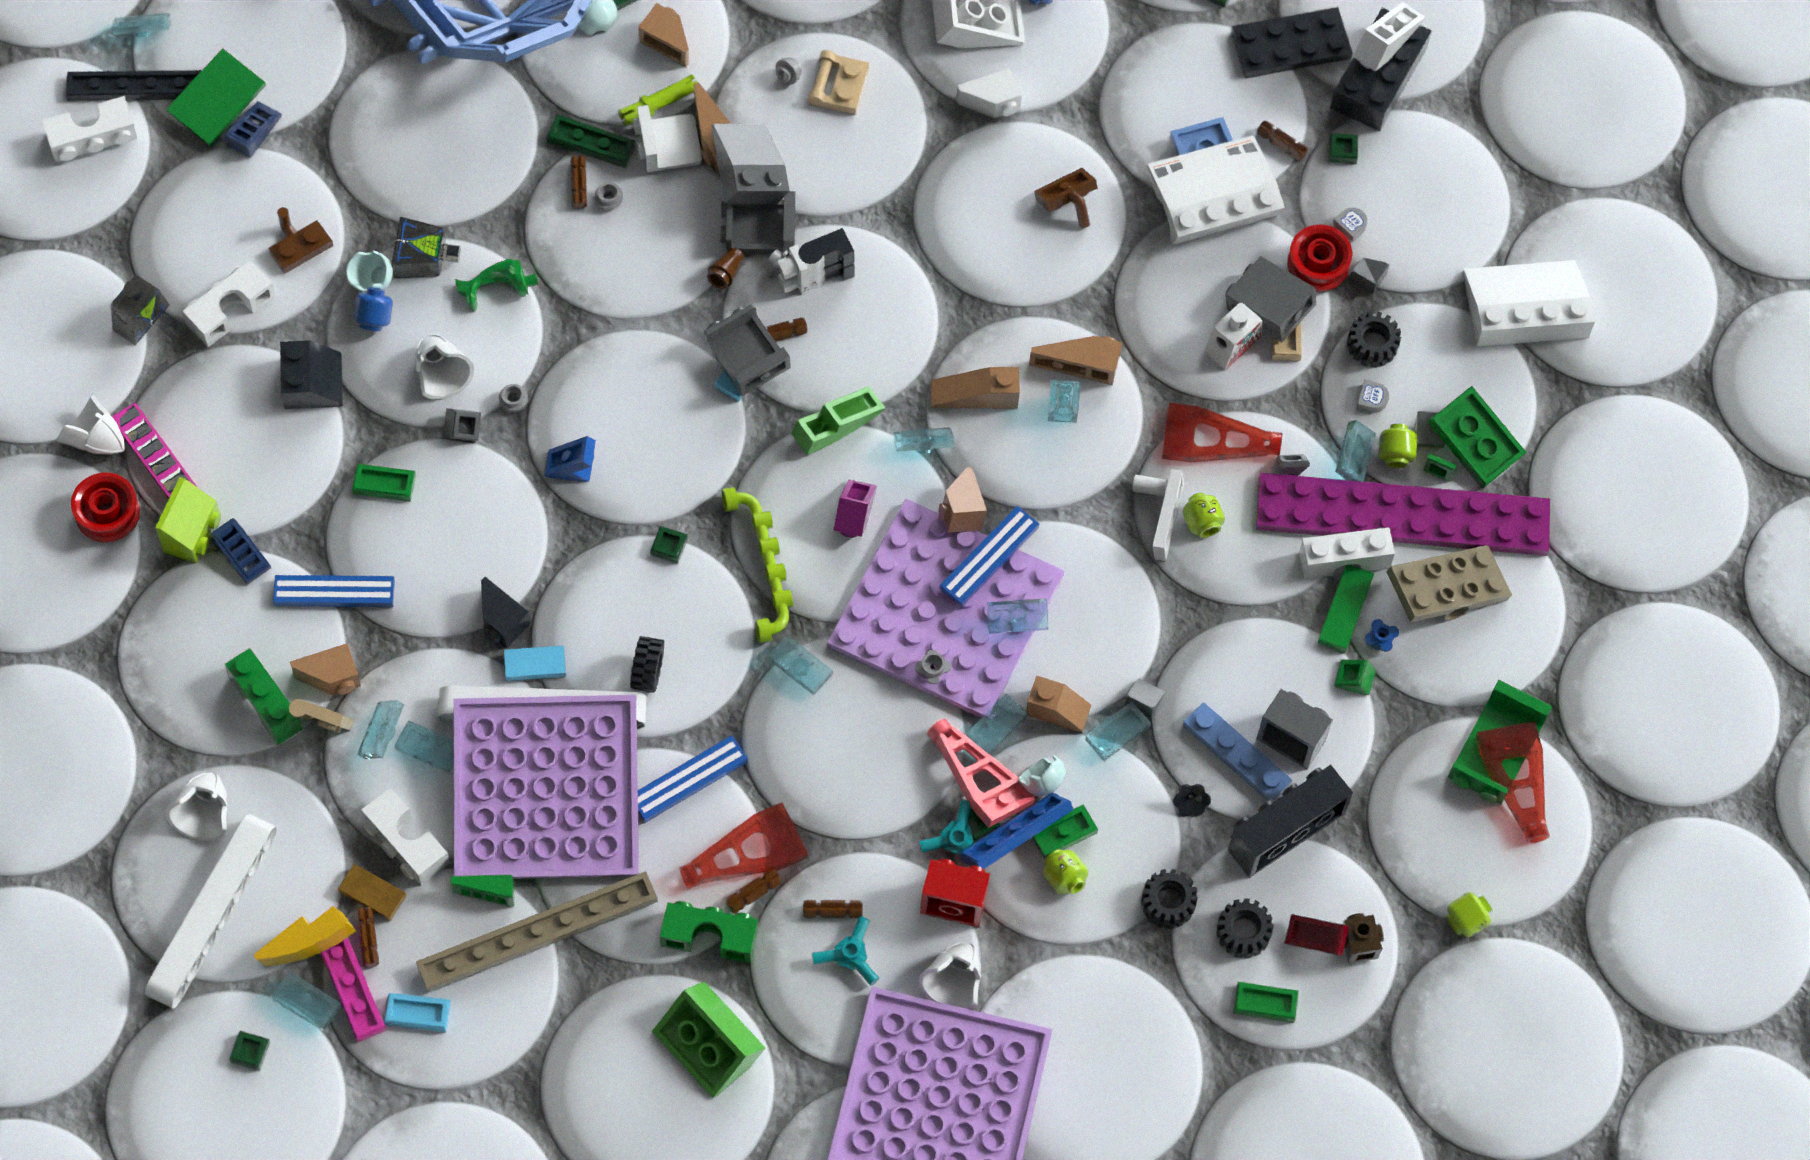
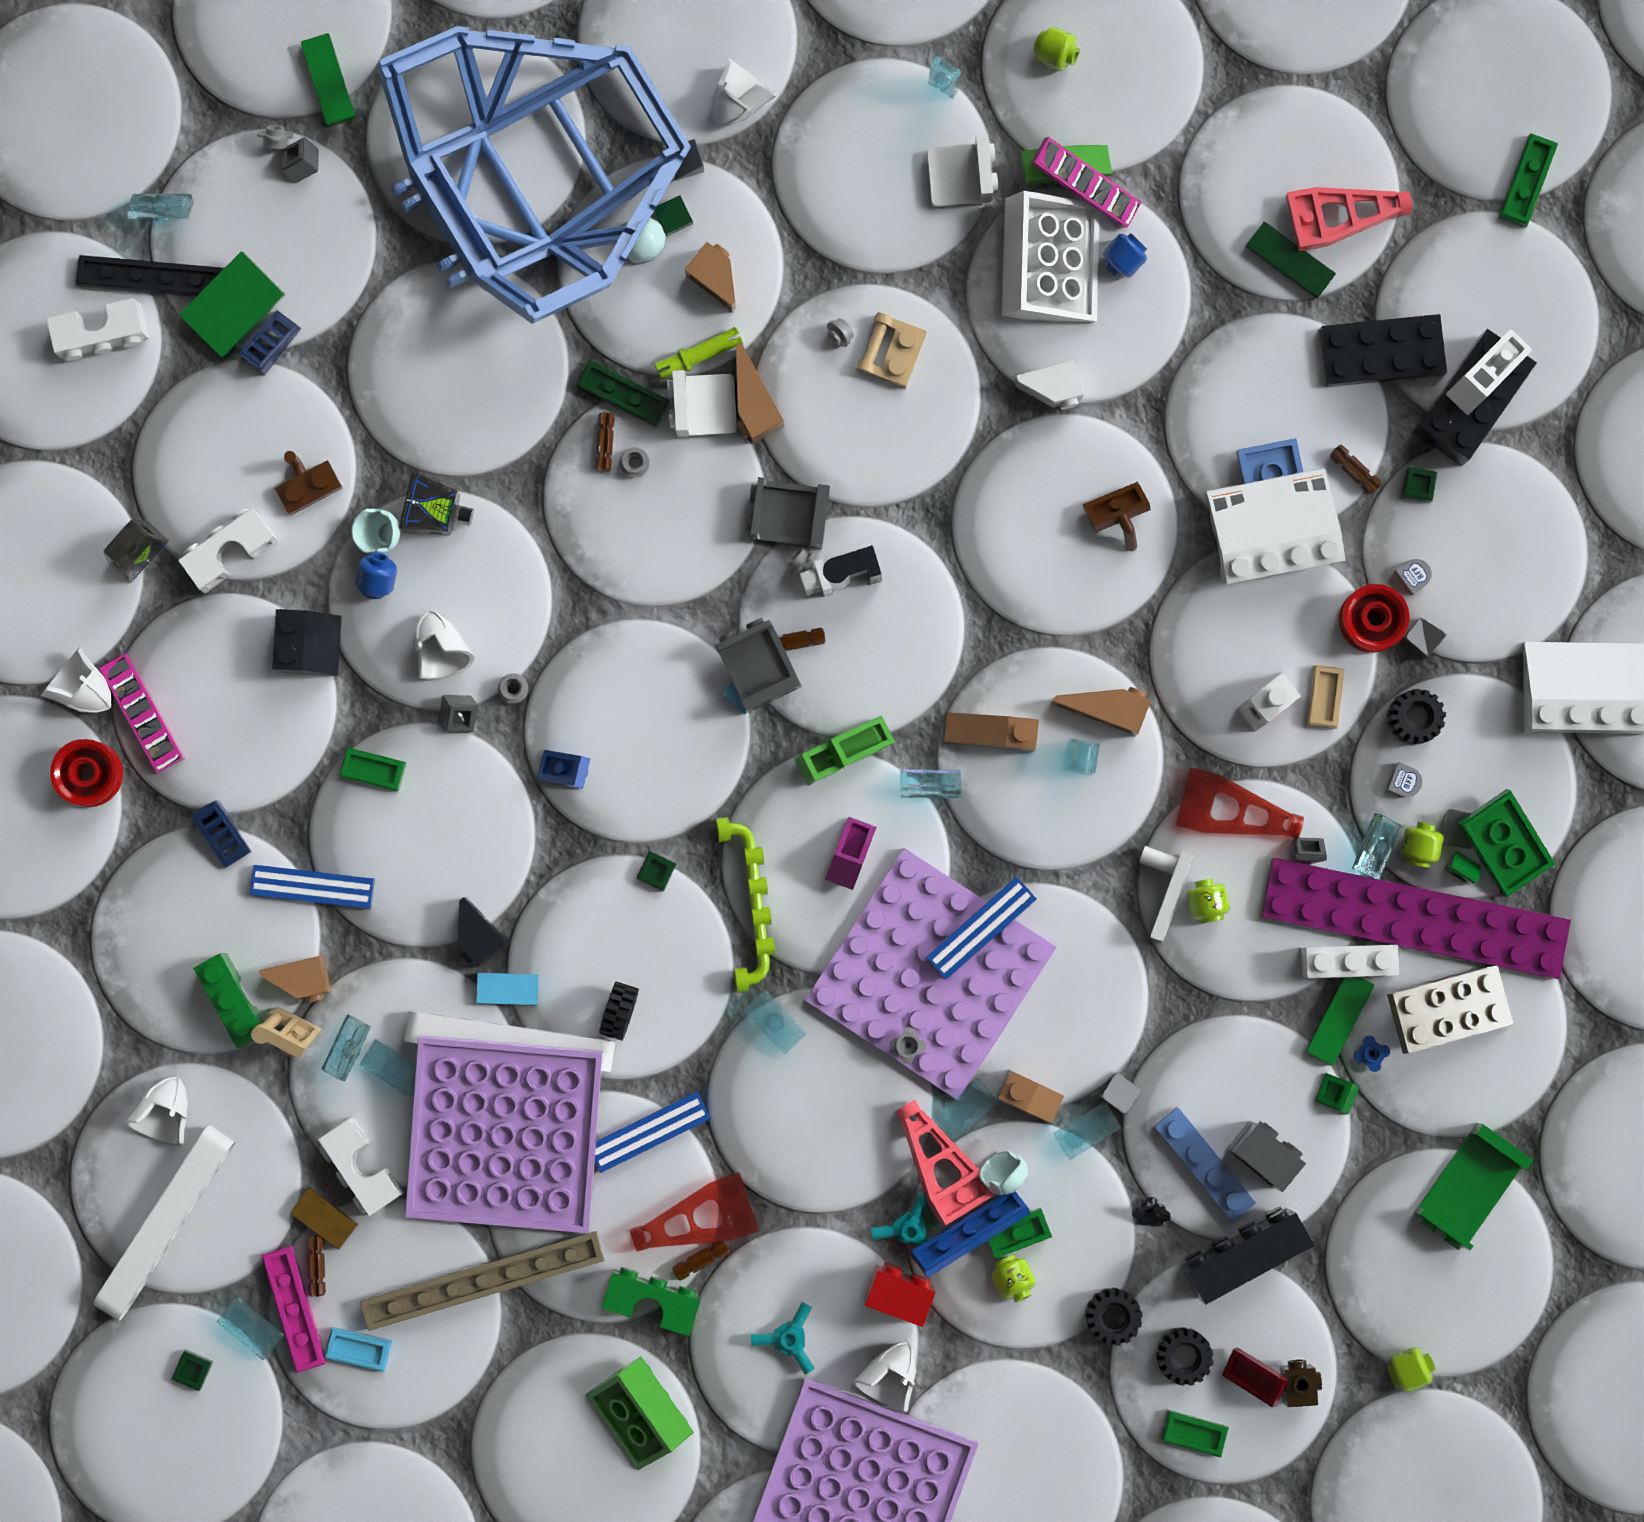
camera: 10 degrees right, 20 degrees up
(187, 521) = (168, 801): lime slope -> none
(306, 939) = (254, 1268): yellow slope -> none
(486, 887) = (443, 1232): green slope -> none
(505, 271) = (517, 541): green animal -> none
(725, 268) = (746, 564): reddish brown cone -> none
(749, 165) = (783, 449): dark grey slope -> none
(832, 908) = (777, 1287): reddish brown axle -> none
(963, 504) = (961, 868): slope -> none
(1017, 615) = (1001, 1001): clear light blue plate -> none
(1273, 296) = (1314, 660): dark grey panel -> none
(1510, 743) = (1482, 1188): clear red plate -> none

